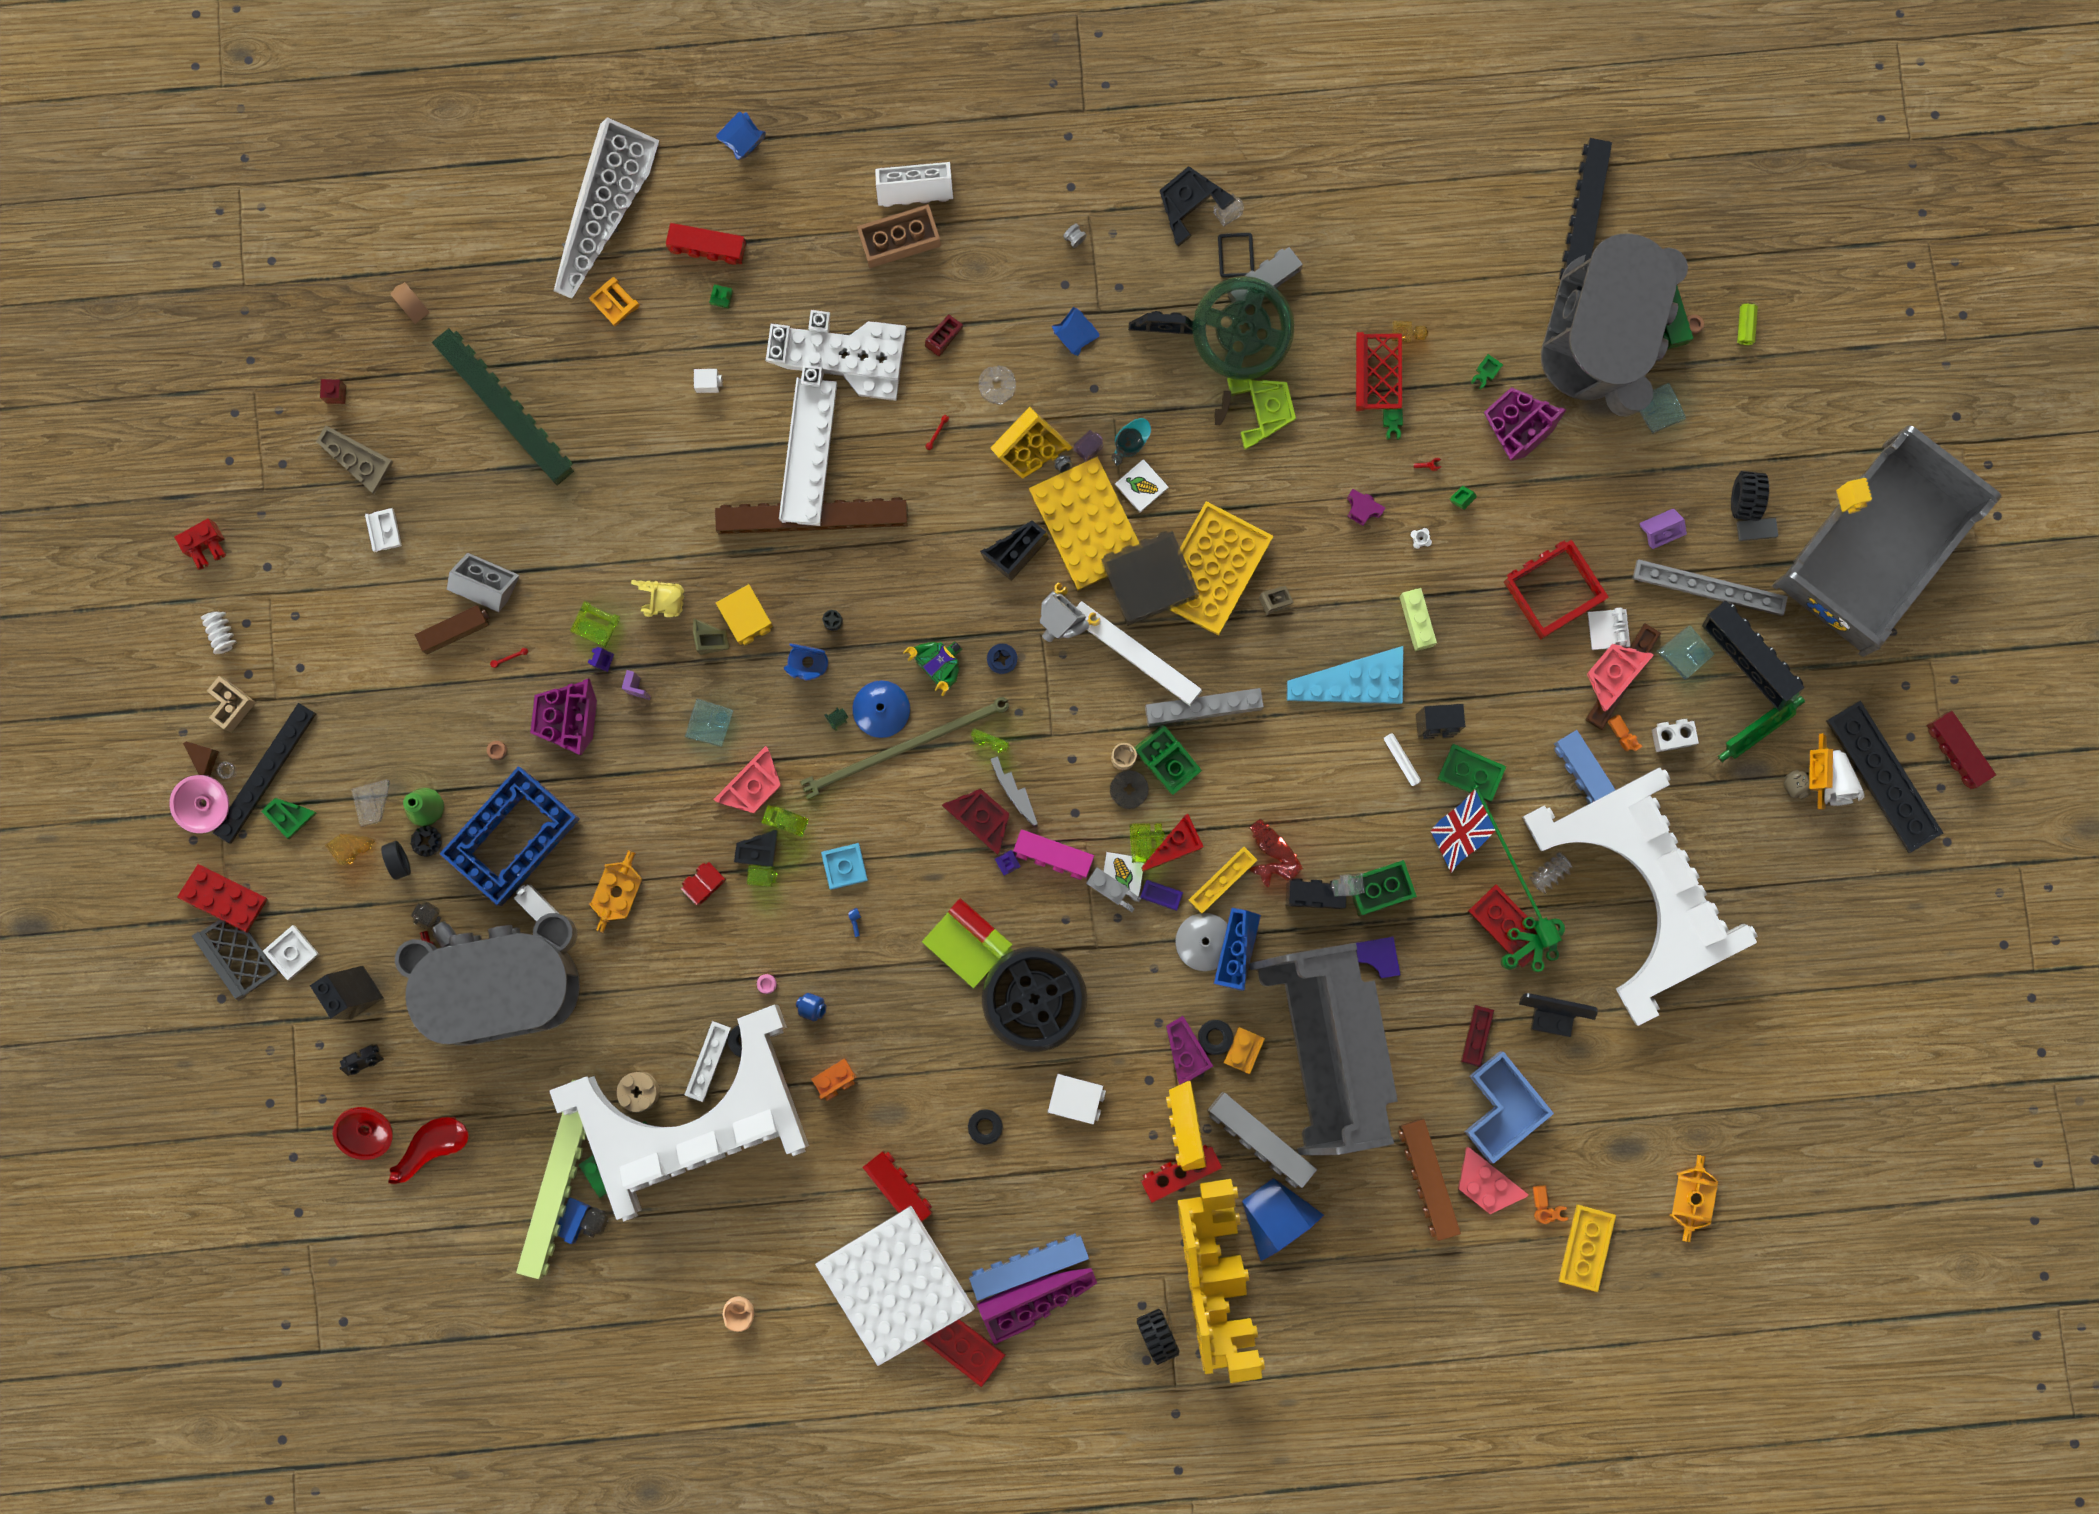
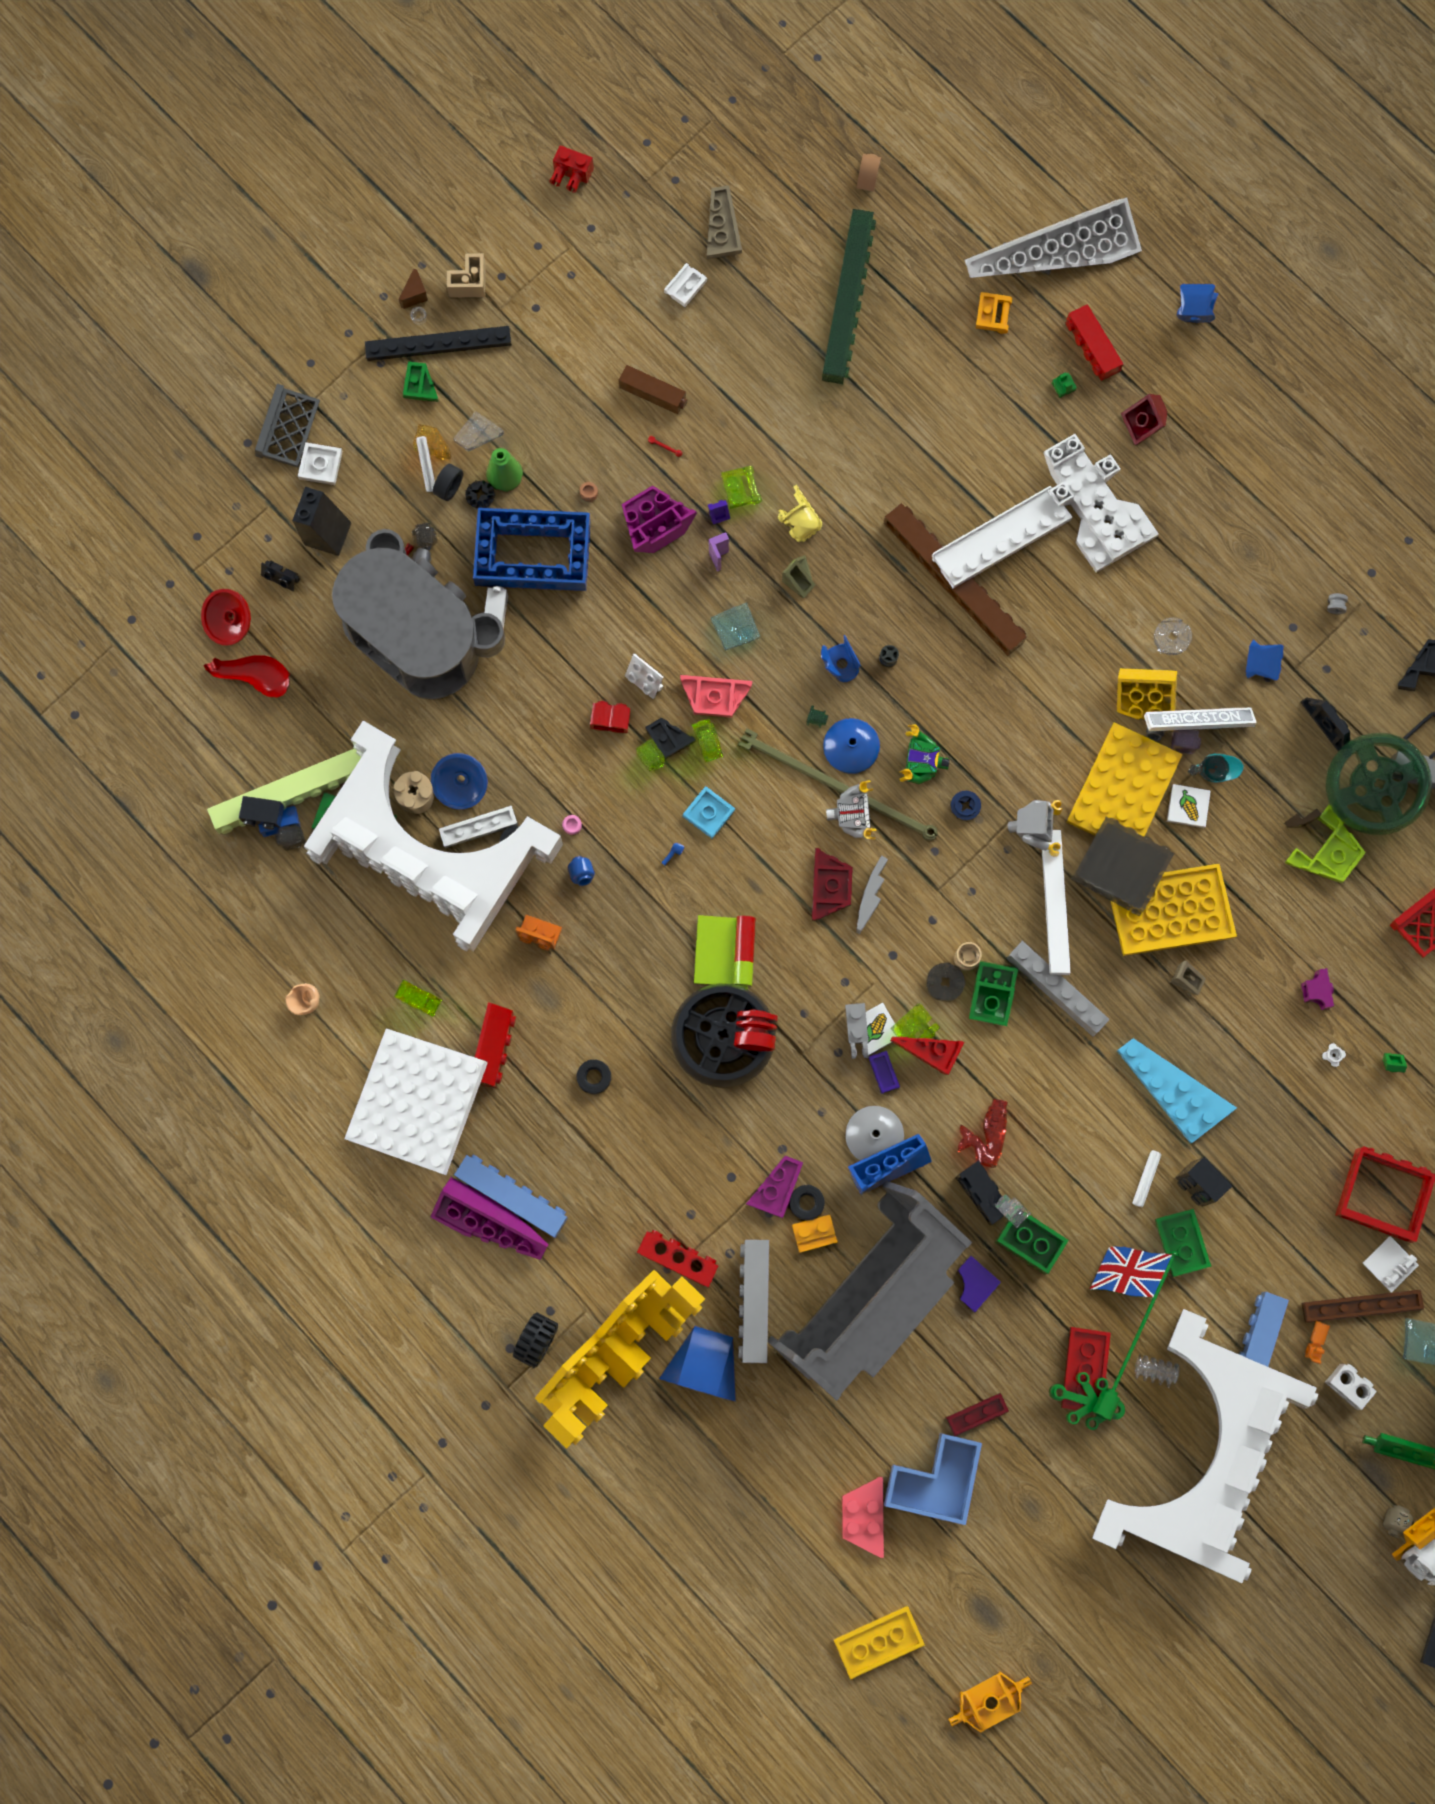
camera: 50 degrees right, 5 degrees down
(187, 805) = (371, 307): bright pink dish -> none
(218, 632) = (515, 230): white piece -> none
(222, 898) = (322, 385): red plate -> none
(333, 391) = (758, 171): dark red brick -> none
(364, 866) = (425, 463): none -> white axle
(482, 582) = (705, 383): light grey slope -> none
(556, 1231) = (261, 812): none -> black brick
(612, 907) = (564, 649): light orange plate -> none
(665, 1056) = (451, 789): none -> blue dish
(692, 830) = (644, 676): none -> white hinge
(707, 380) = (992, 423): white brick -> none
(744, 615) = (838, 588): yellow brick -> none
(802, 256) = (1145, 417): none -> dark red slope
(811, 1220) = (417, 998): none -> clear neon green brick
(899, 236) = (1222, 474): medium nougat brick -> none
(914, 184) = (1271, 455): white slope -> none
(937, 345) = (1163, 567): dark red slope -> none
(938, 752) = (853, 811): none -> torso
(944, 419) = (1082, 623): red hinge -> none
(966, 1351) = (409, 1197): red tile -> none
(996, 743) = (891, 836): clear neon green plate -> none
(1007, 862) = (812, 933): dark purple tile -> none
(1016, 550) = (1058, 749): black wedge -> none
(1053, 853) = (847, 962): dark pink brick -> none
(1055, 973) = (755, 1026): none -> red wheel
(1076, 1099) = (671, 1130): white panel -> none
(1081, 420) = (1200, 719): none -> tile
(1186, 1126) = (717, 1233): yellow slope -> none
(1222, 880) = (934, 1110): yellow plate -> none
(1393, 419) = (1407, 958): green plate -> none
(1418, 619) = (1268, 1102): yellowish green brick -> none
(1428, 465) = (1397, 1016): red hand -> none
(1429, 1179) = (831, 1465): dark orange brick -> none
(1543, 1214) = (877, 1583): orange bar -> none
(1556, 1015) = (1046, 1465): black plate -> none
(1615, 672) = (1361, 1295): coral wing -> none

